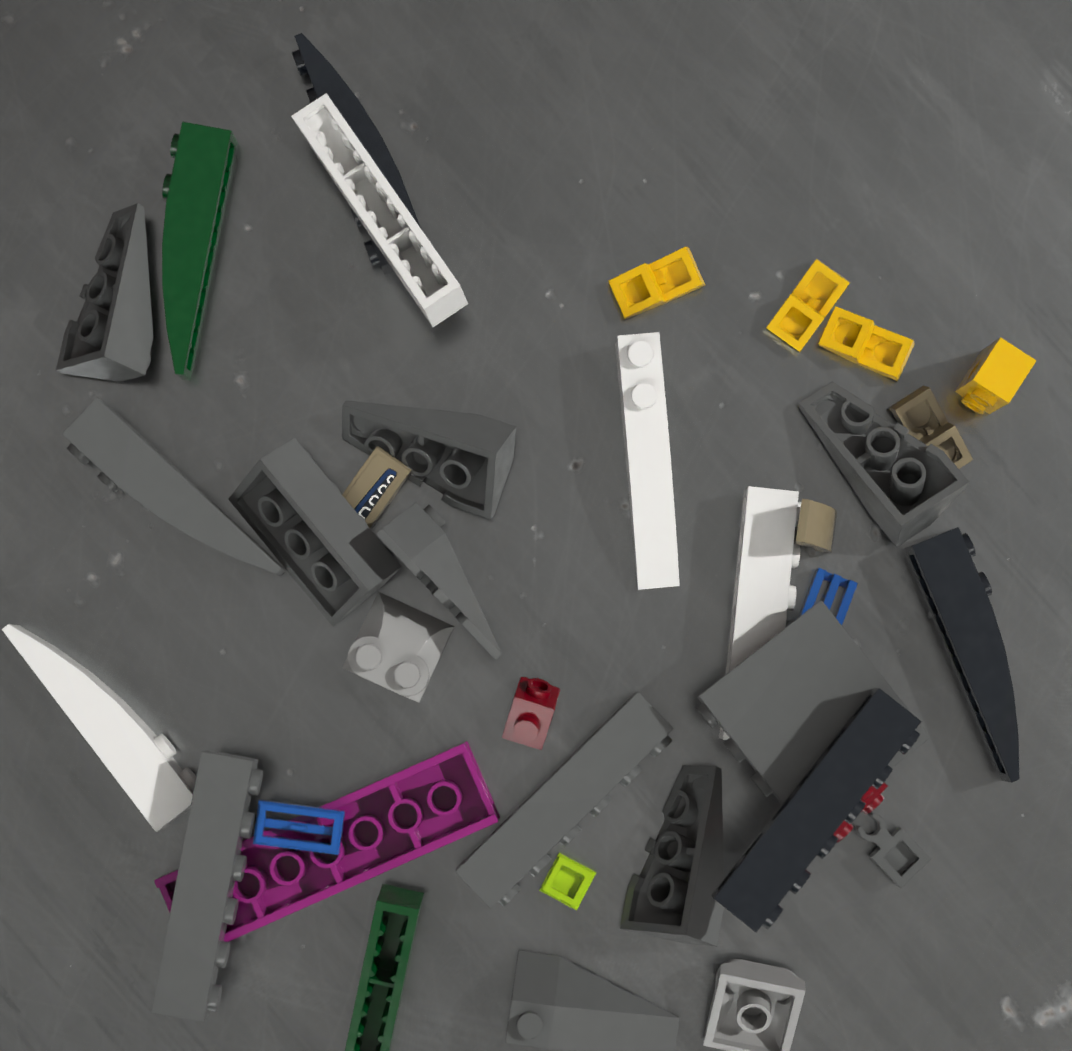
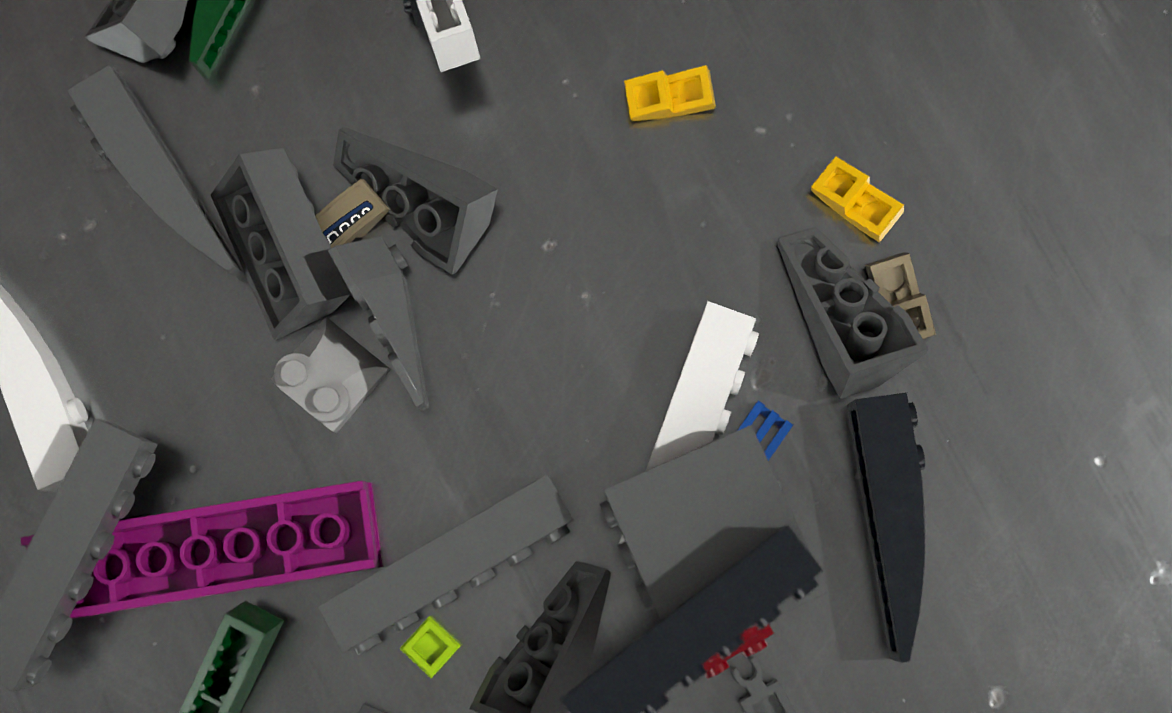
camera: 20 degrees right, 5 degrees down
(334, 831) = (209, 534): blue tile -> none
(531, 712) = (439, 469): bracket -> none
(648, 459) = (617, 255): white slope -> none
(808, 305) = (810, 149): yellow slope -> none
(816, 526) = (765, 355): dark tan slope -> none
(994, 377) = (977, 255): yellow brick -> none

